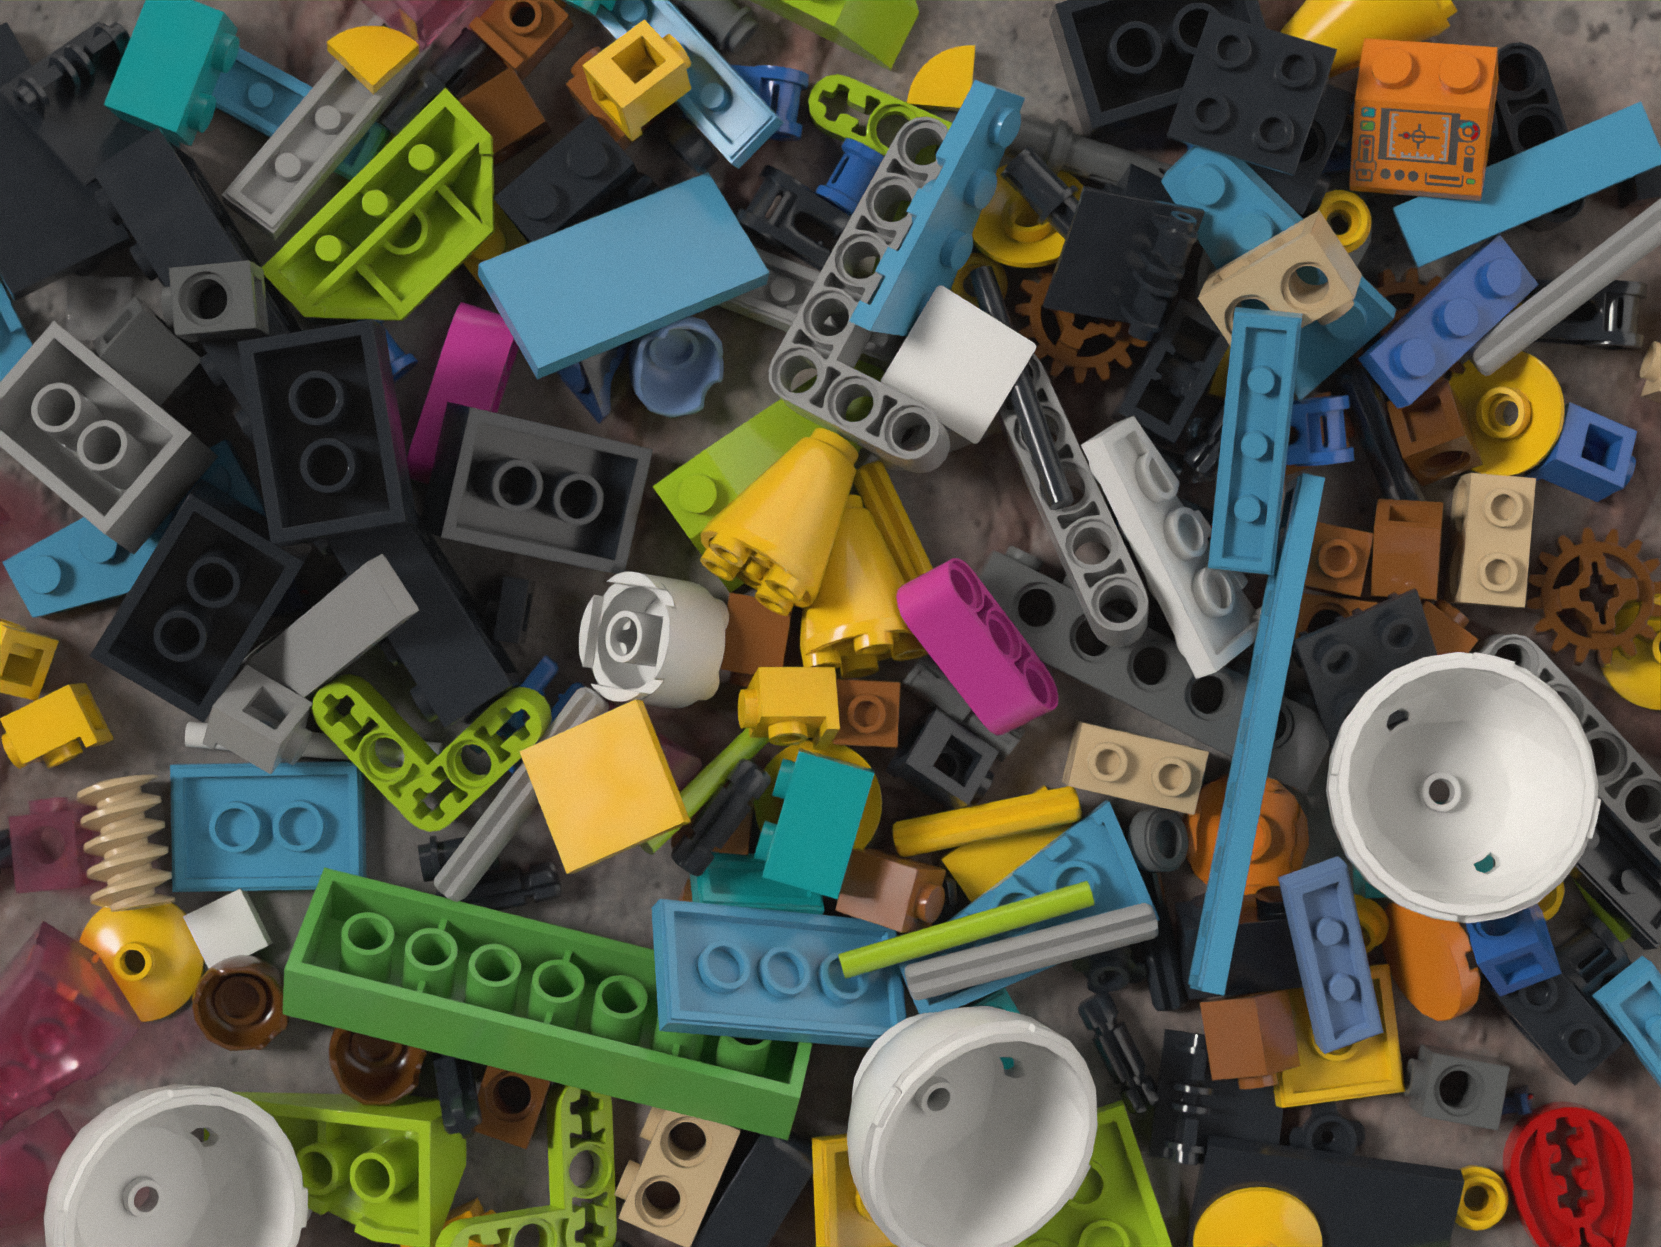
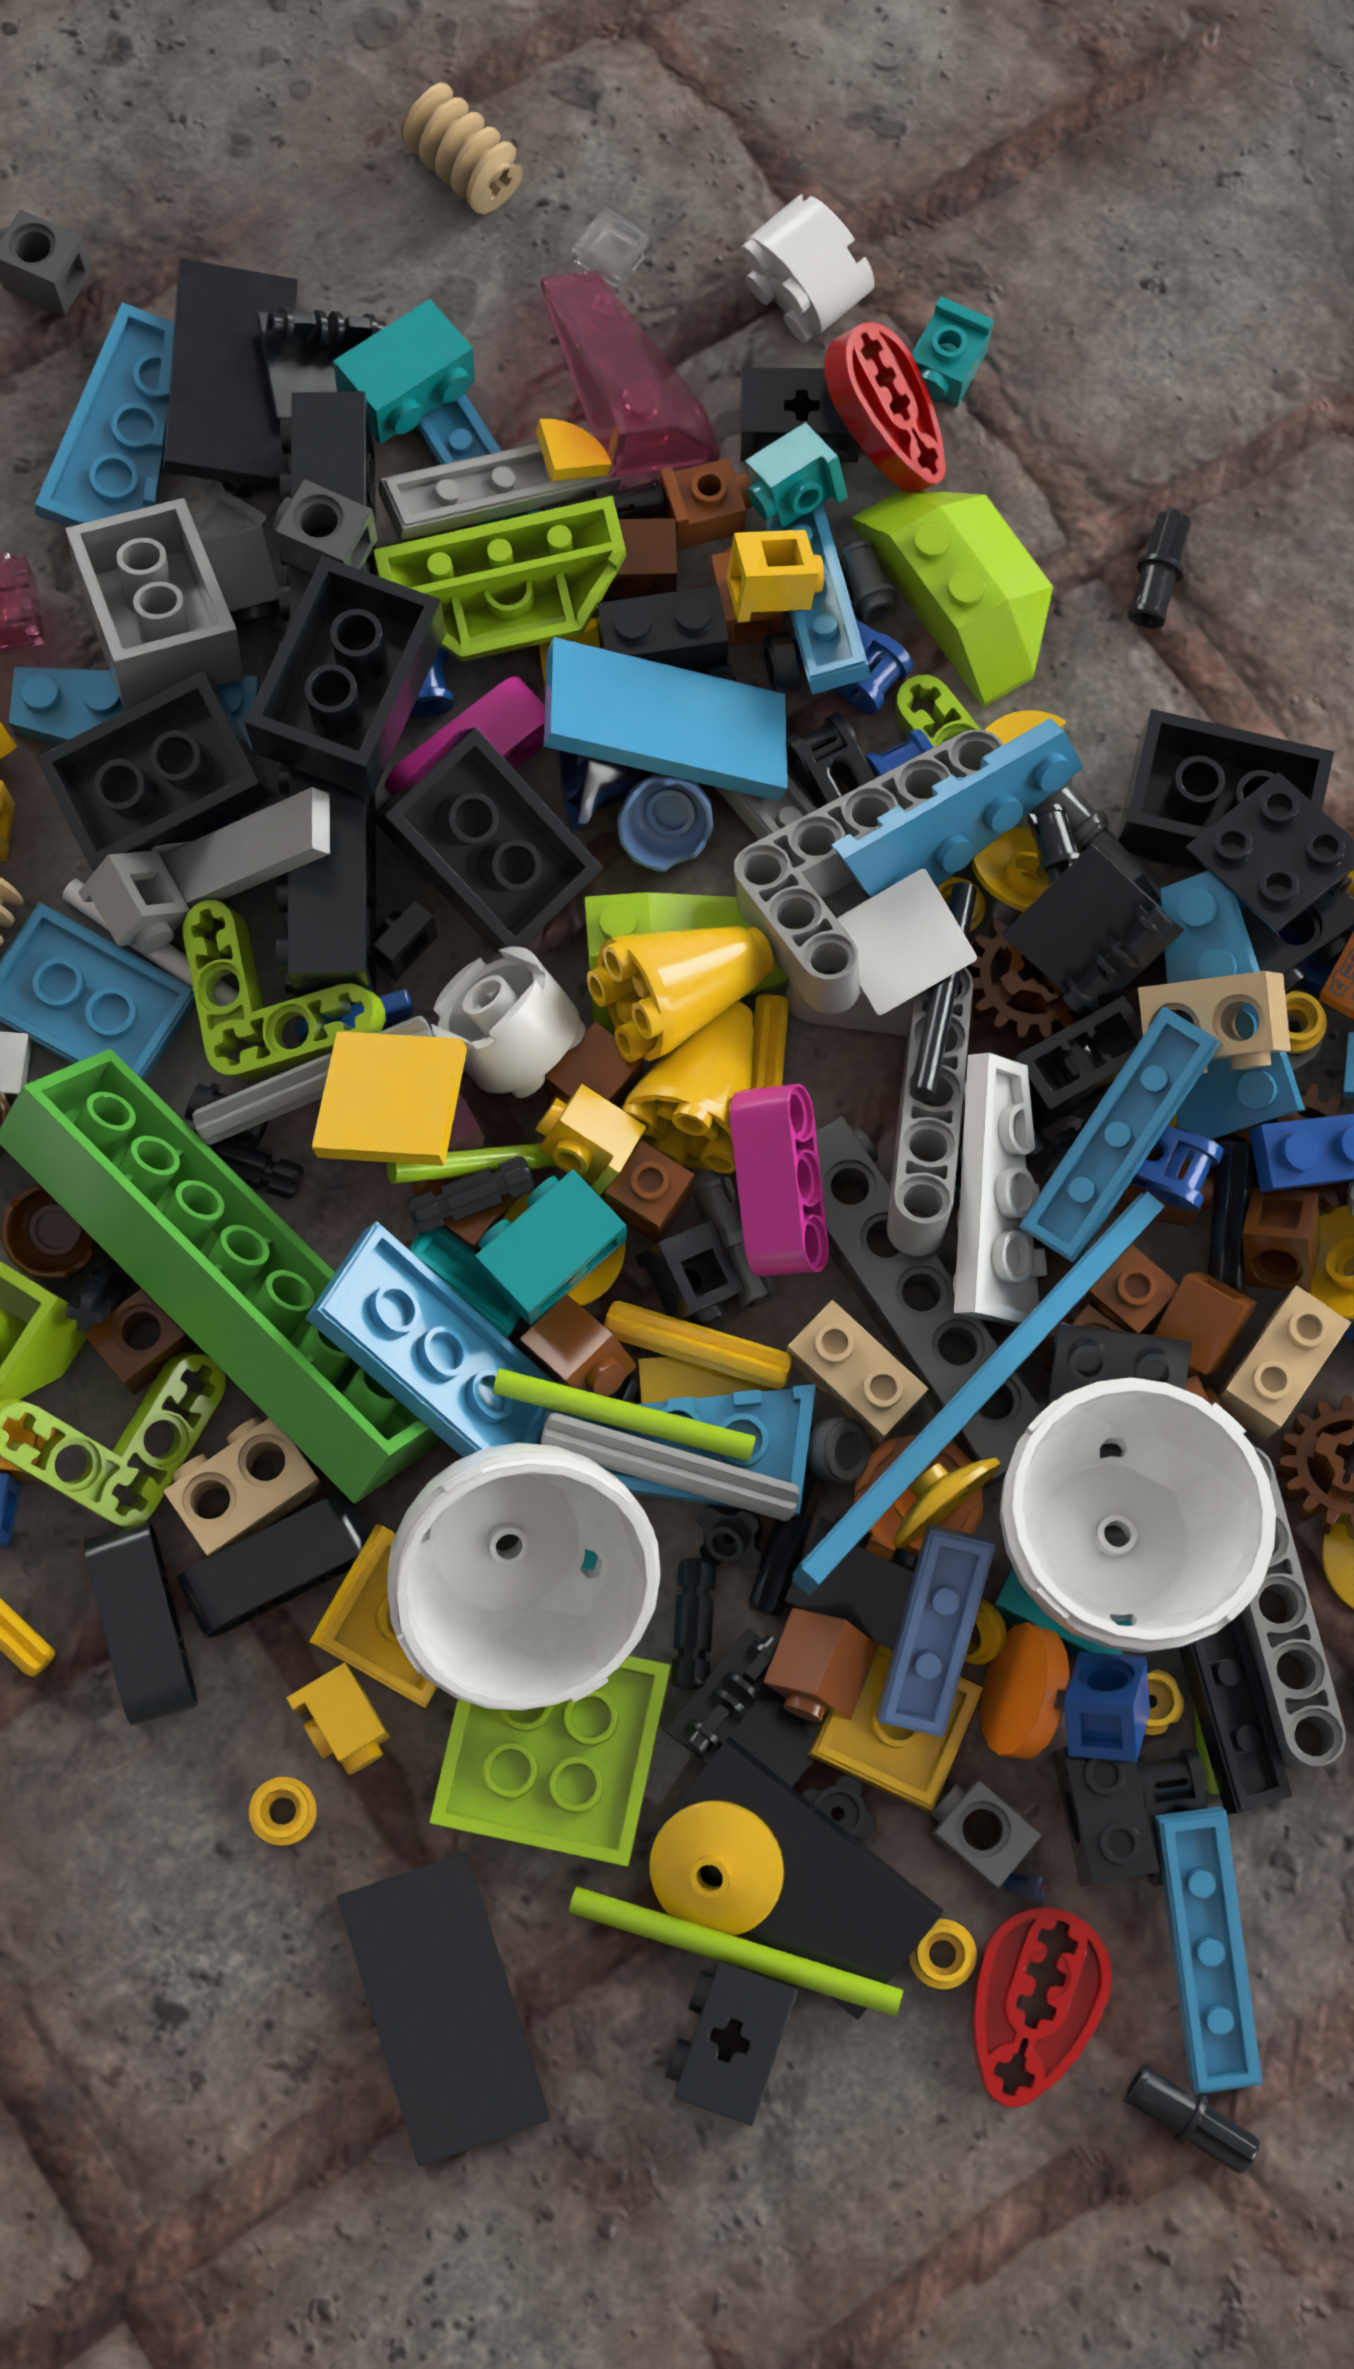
camera: 30 degrees right, 15 degrees down
(1277, 843) = (940, 1494): none -> yellow dish

